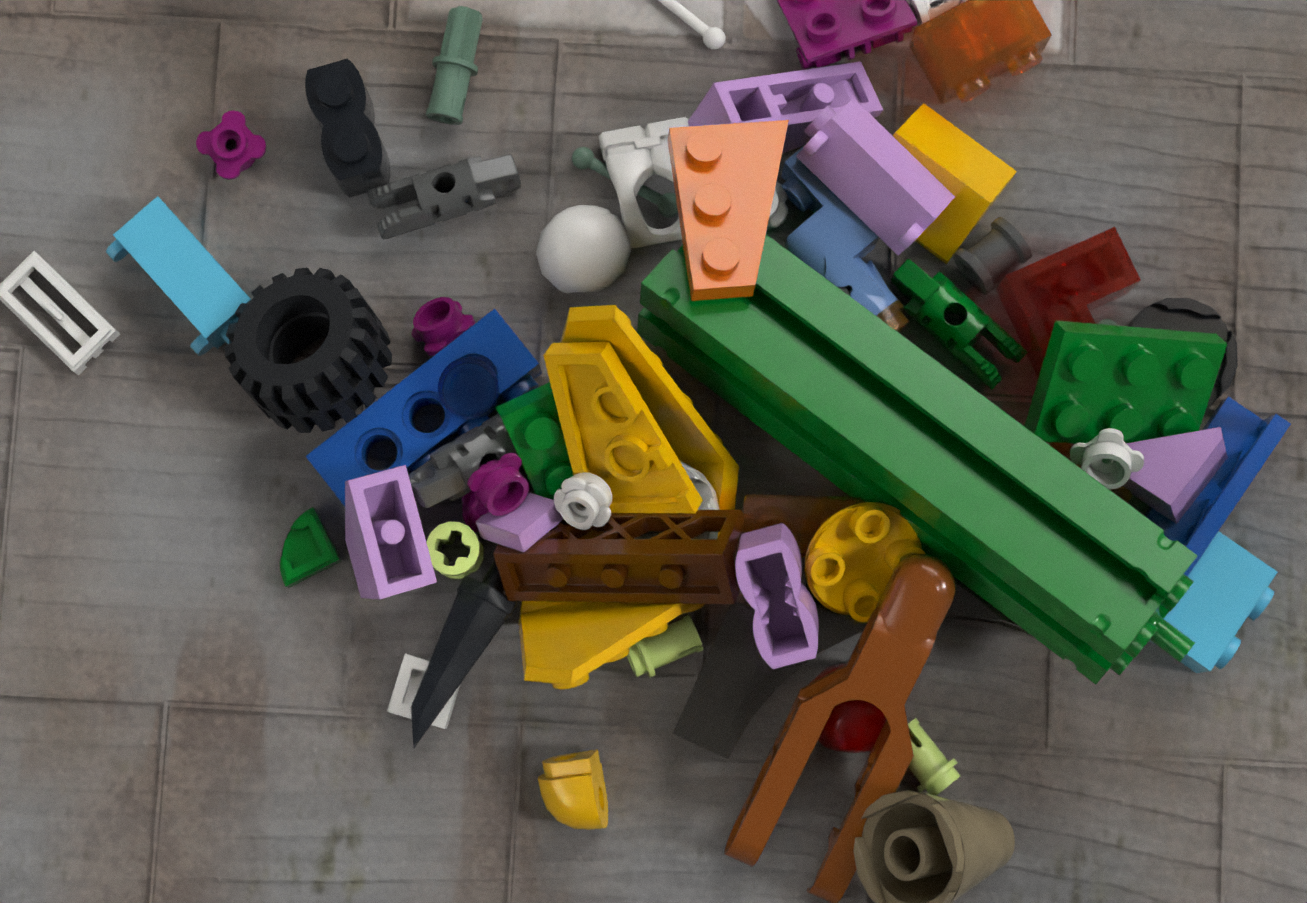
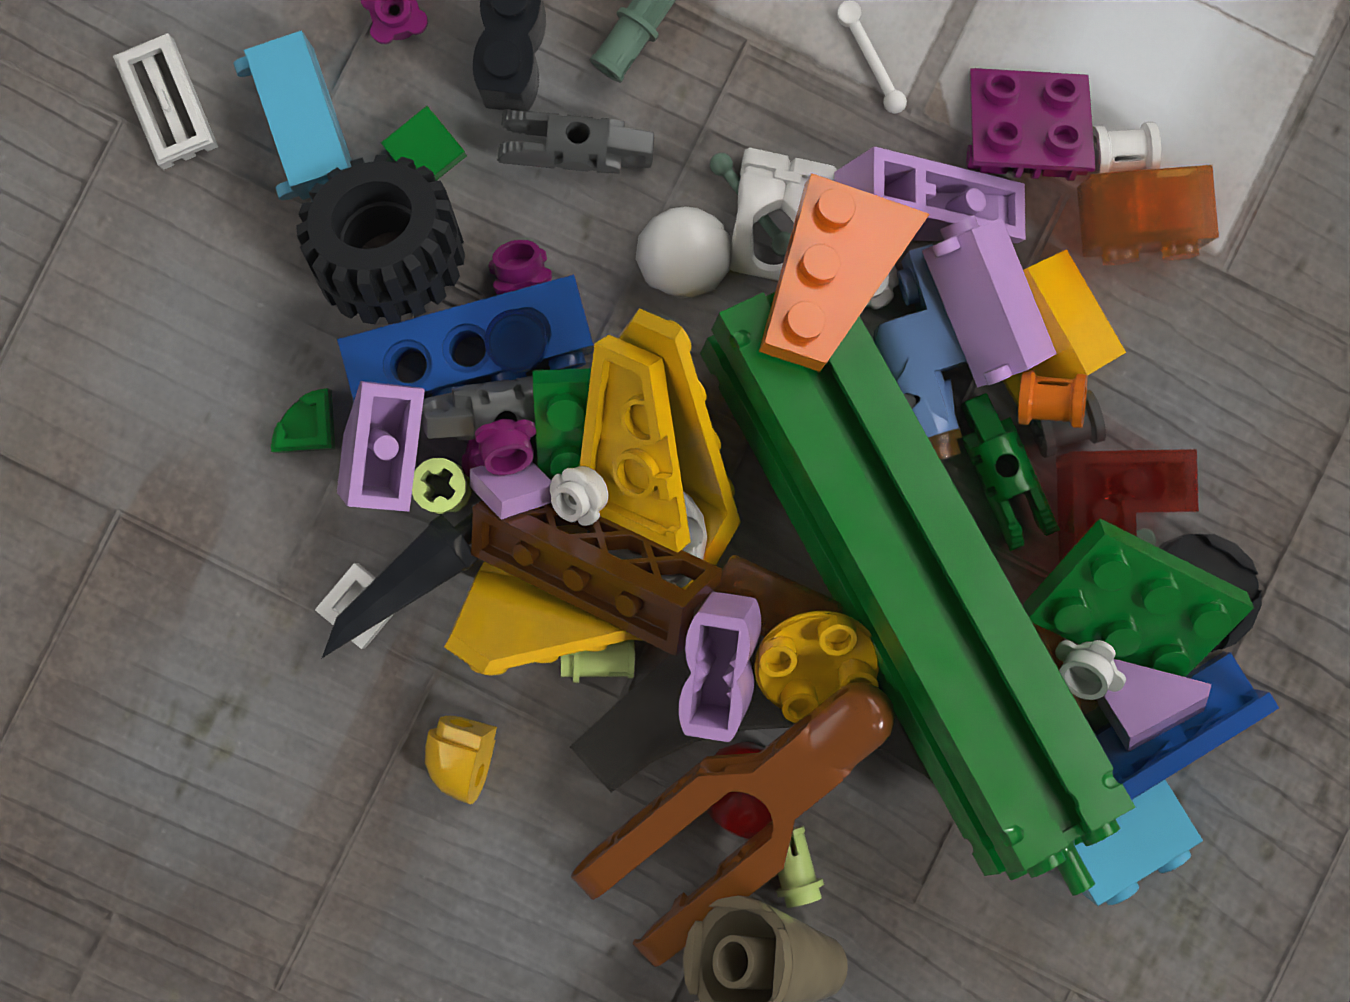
camera: 20 degrees right, 5 degrees up
(308, 247) = (426, 143): none -> green tile
(968, 237) = (1052, 399): none -> orange bush

